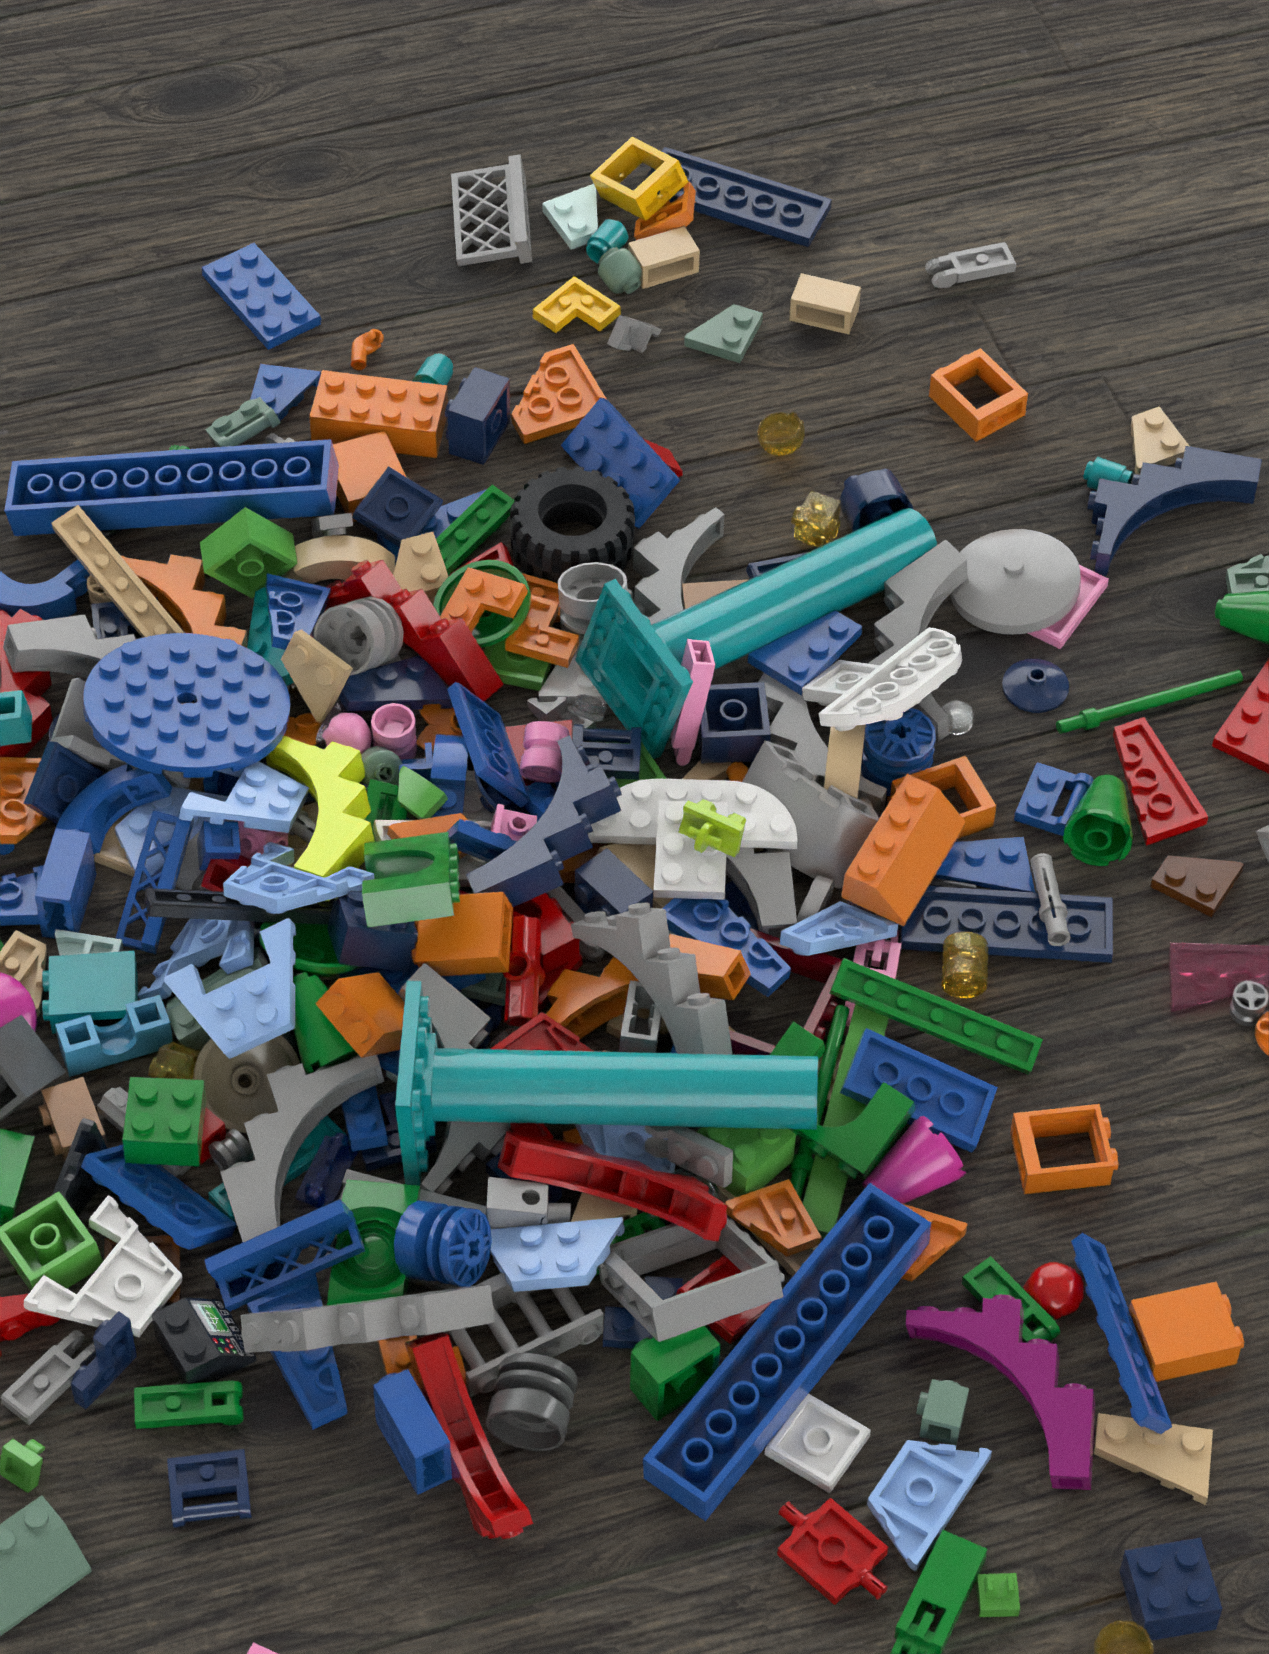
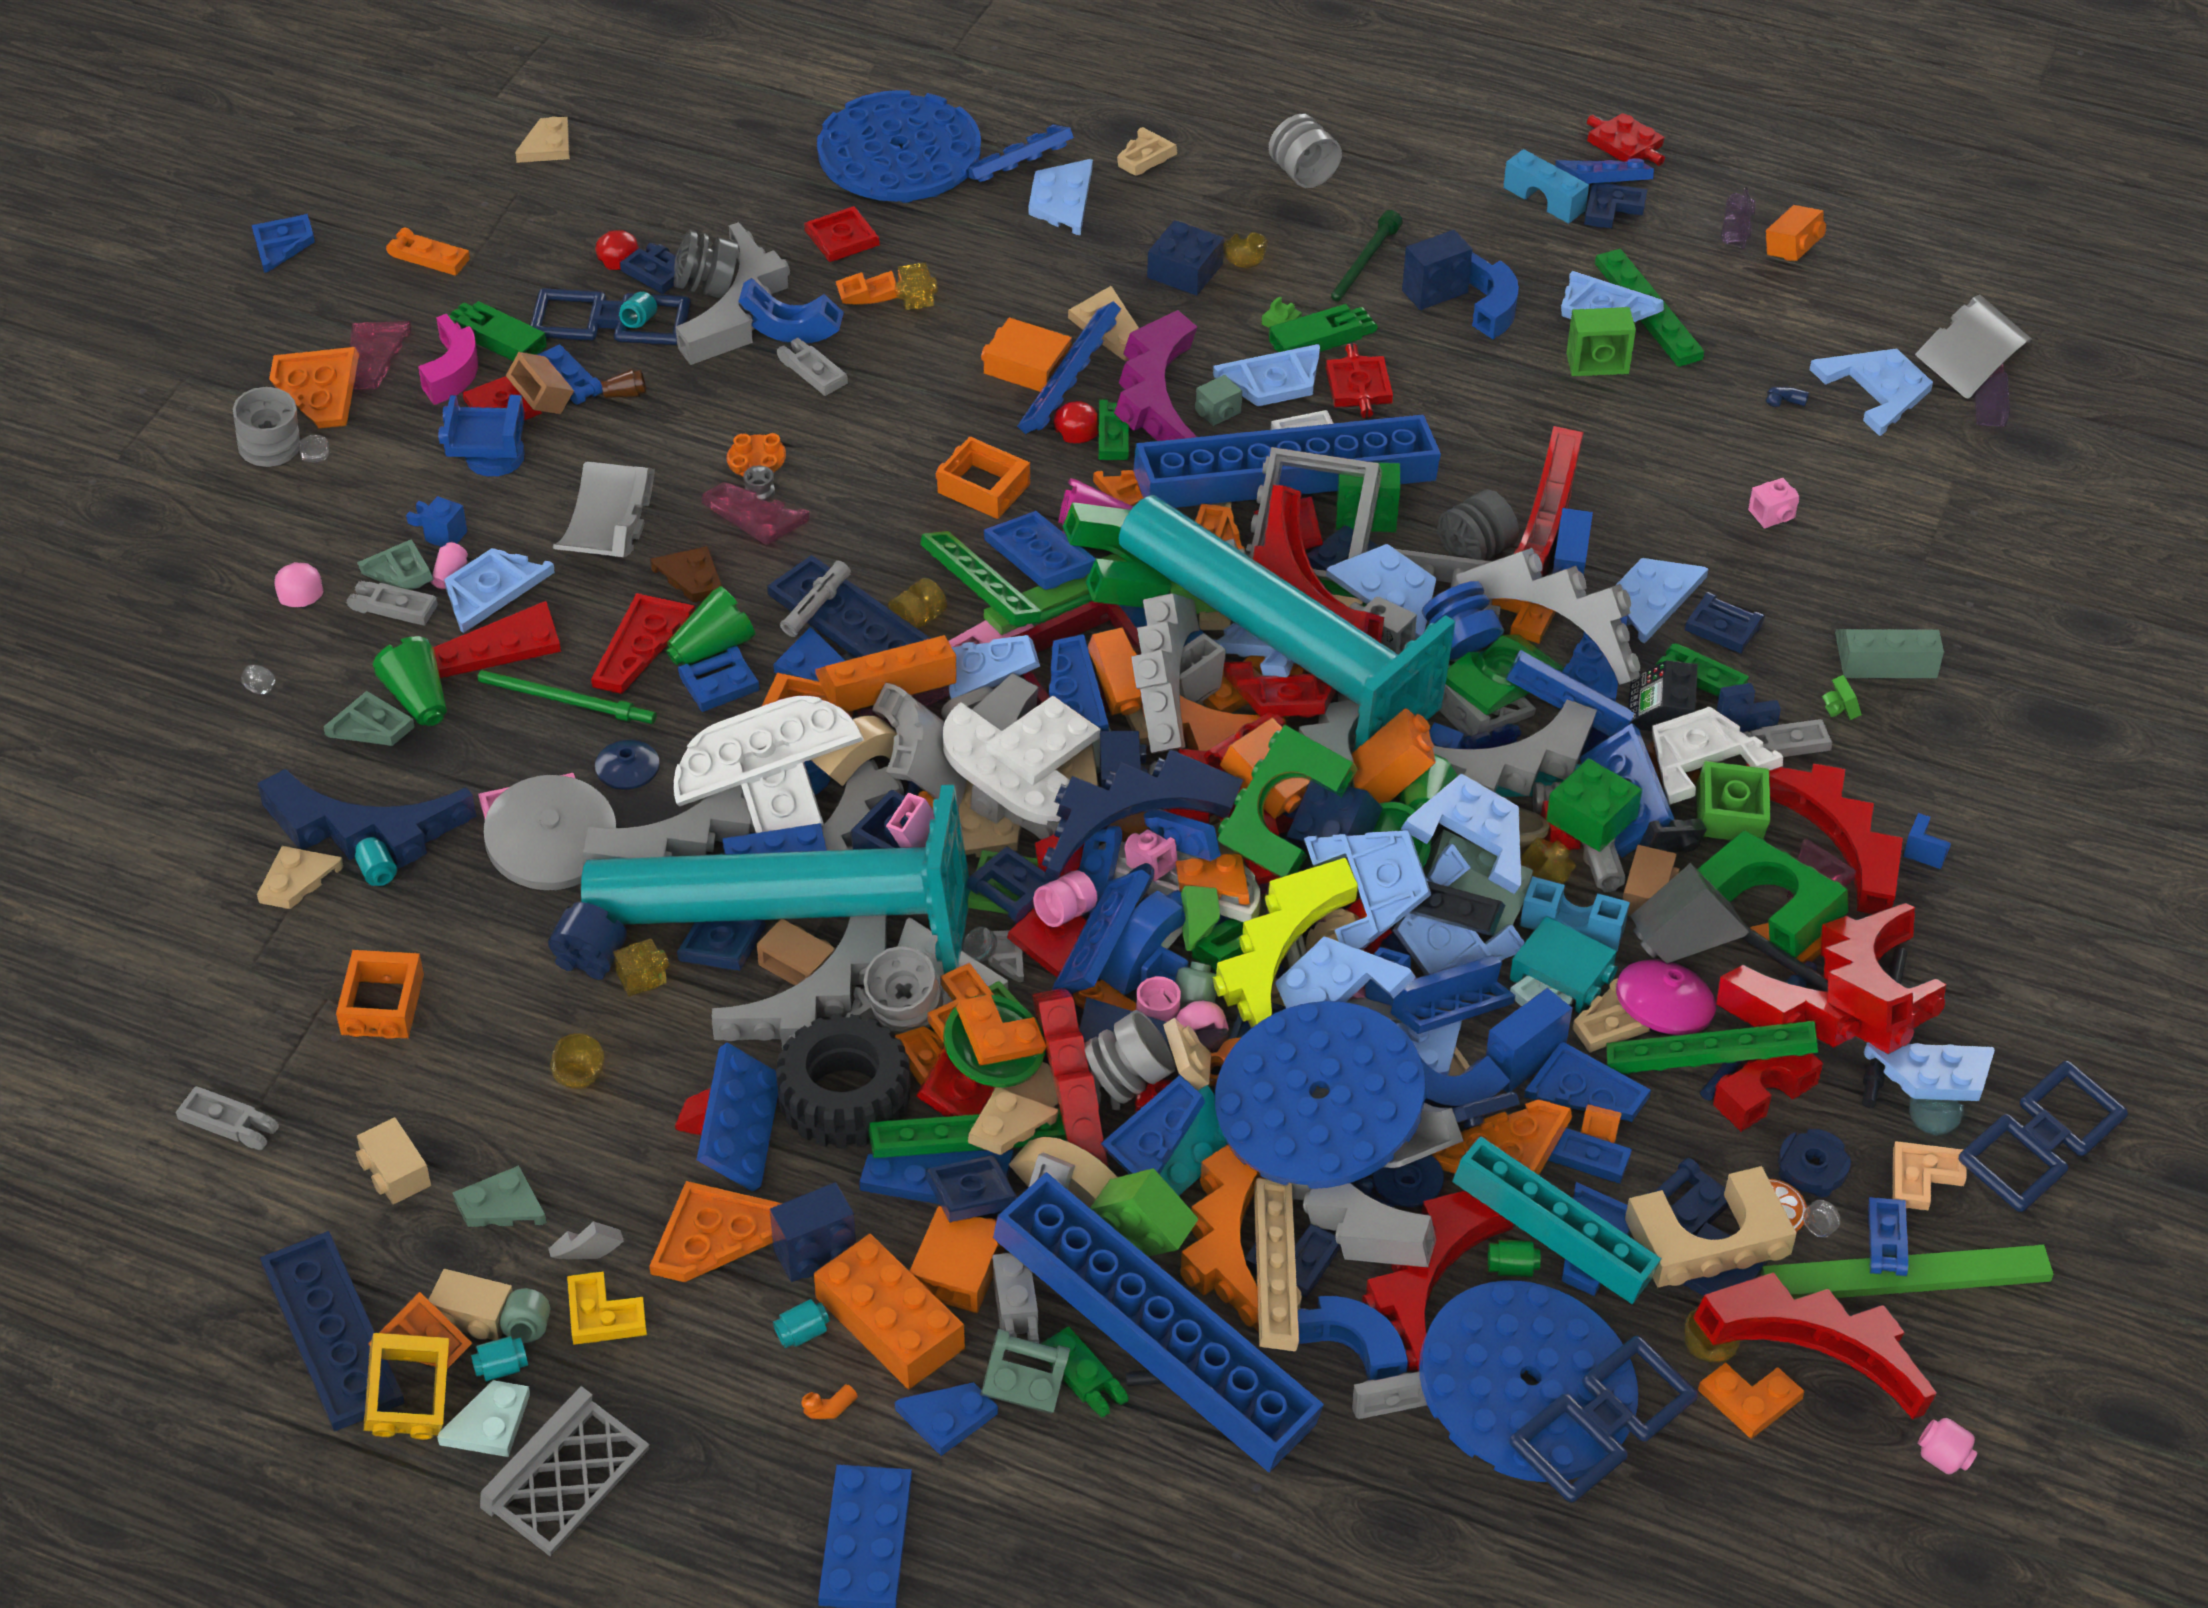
camera: 140 degrees left, 5 degrees down
(310, 1482) = (1658, 591): none -> light blue wing
(711, 828) = (1039, 706): lime hips -> none

